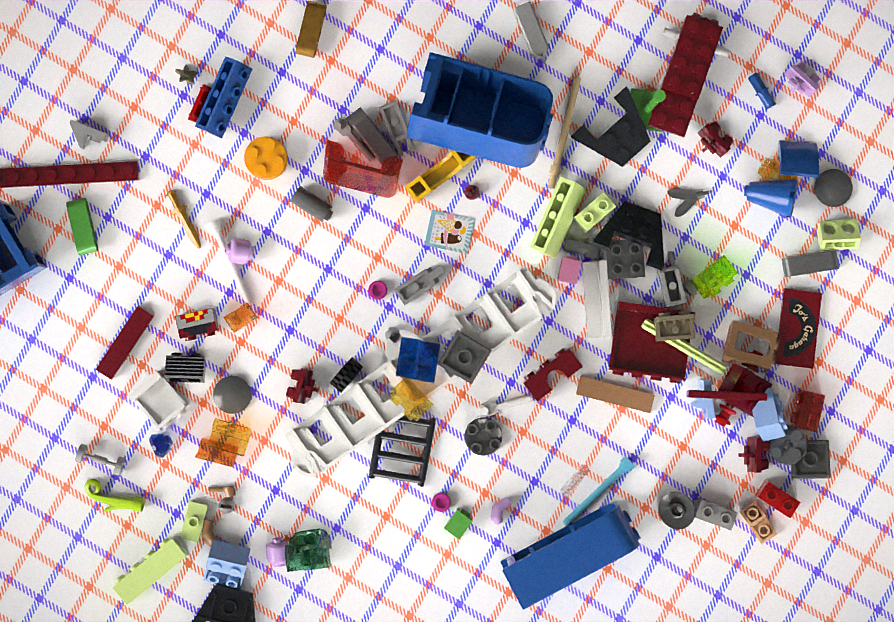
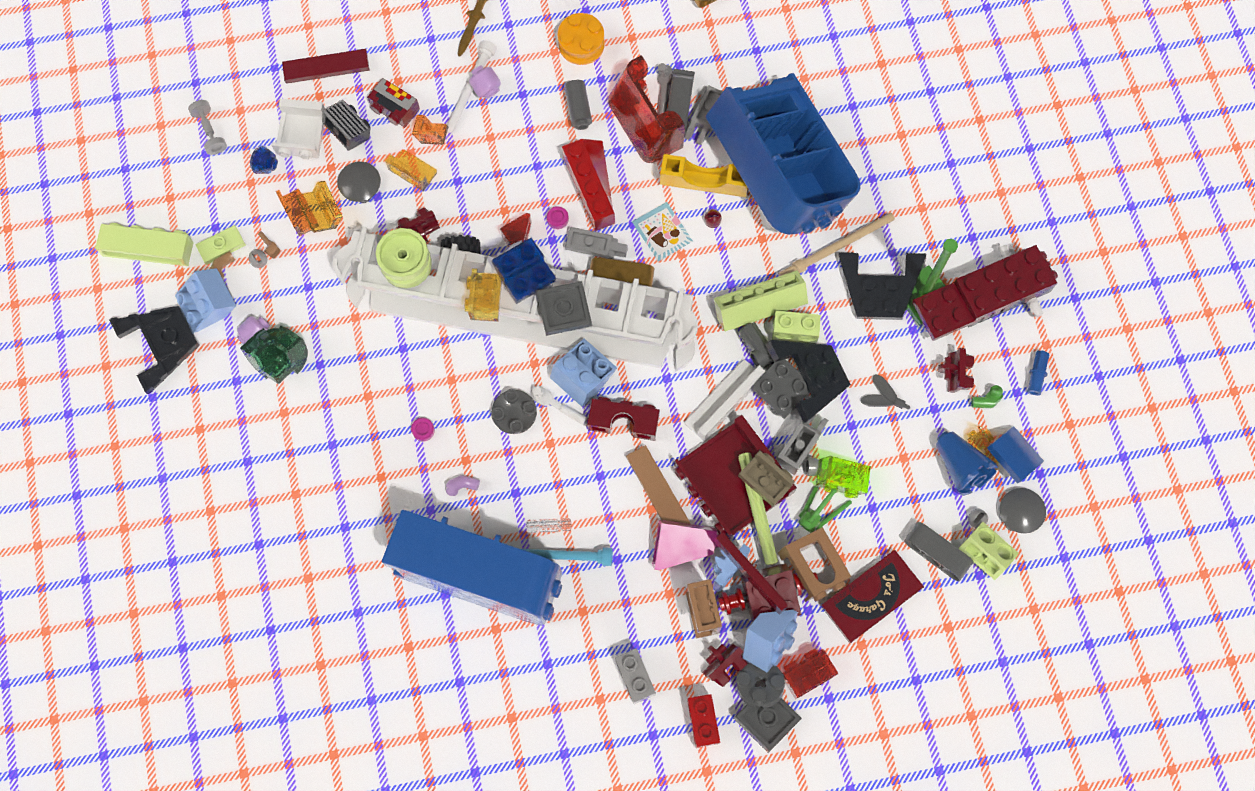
camera: 50 degrees right, 15 degrees down
(117, 502) = (193, 185): lime plant -> none
(255, 352) = (411, 169): none -> clear yellow panel
(353, 428) = (403, 258): none -> yellowish green wheel
(367, 329) = (517, 229): none -> clear red slope
(370, 243) = (589, 173): none -> red wedge
(423, 461) = (416, 336): black bar -> none
(456, 287) = (623, 270): none -> pearl gold beam
(458, 523) = (416, 458): bright green brick -> none
(500, 373) = (582, 372): none -> light blue slope
(531, 31) = (891, 145): light grey piece -> none
(569, 269) = (726, 352): bright pink brick -> none
(663, 412) = (682, 543): none -> slope
(669, 513) = (599, 634): dark grey dish -> none
(716, 439) = (703, 609): none -> medium nougat panel
(720, 320) = (811, 520): none -> bright green plant
(750, 136) = (990, 400): none -> bright green arm
(758, 522) = (665, 726): light nougat slope -> none
(801, 81) = (1081, 396): lavender hips -> none
(809, 221) = (973, 515): none -> light grey hinge

